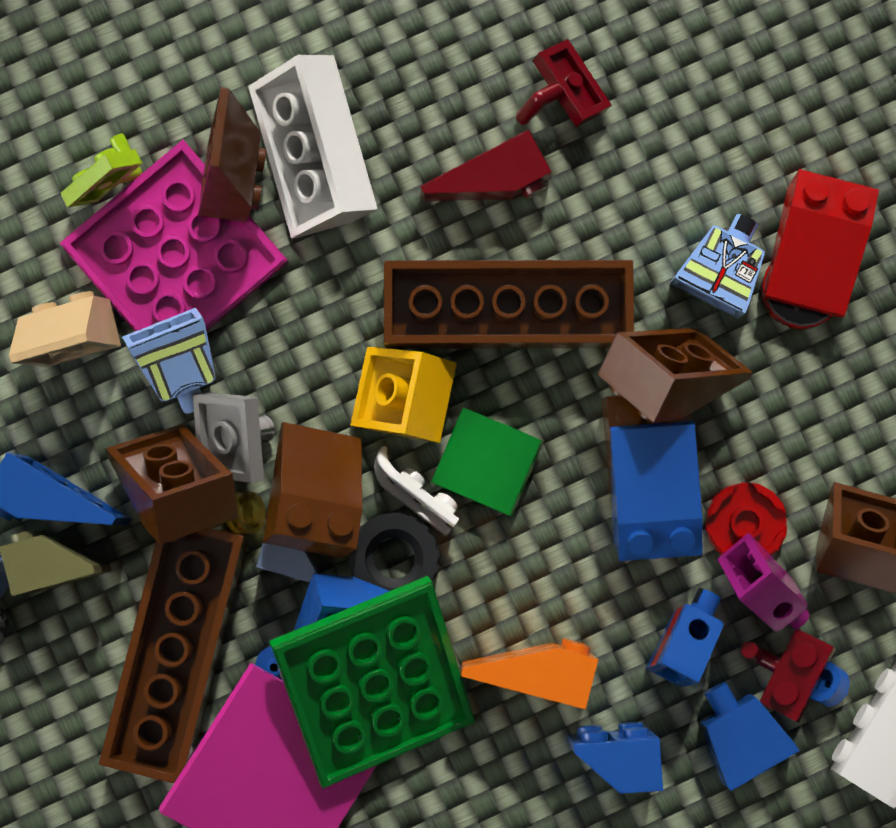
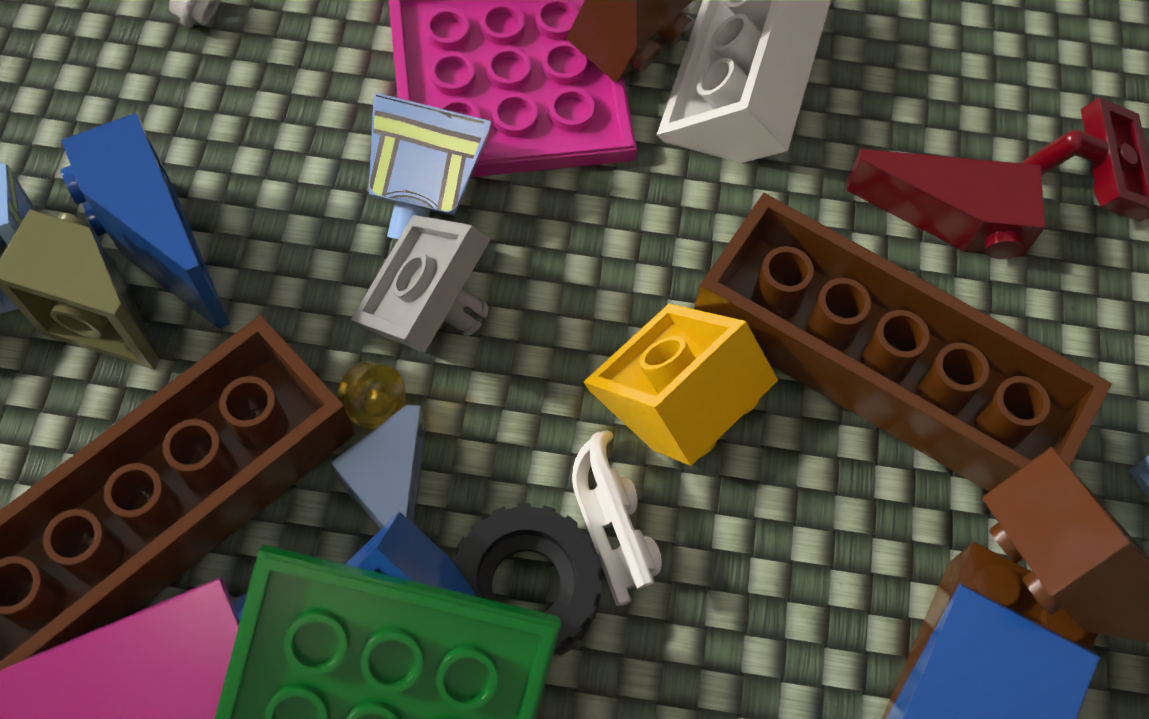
camera: 30 degrees right, 20 degrees down
(64, 331) = (315, 63): tan slope -> none
(174, 483) = (306, 292): reddish brown slope -> none
(315, 492) = (475, 421): reddish brown slope -> none
(487, 462) = (740, 539): green slope -> none

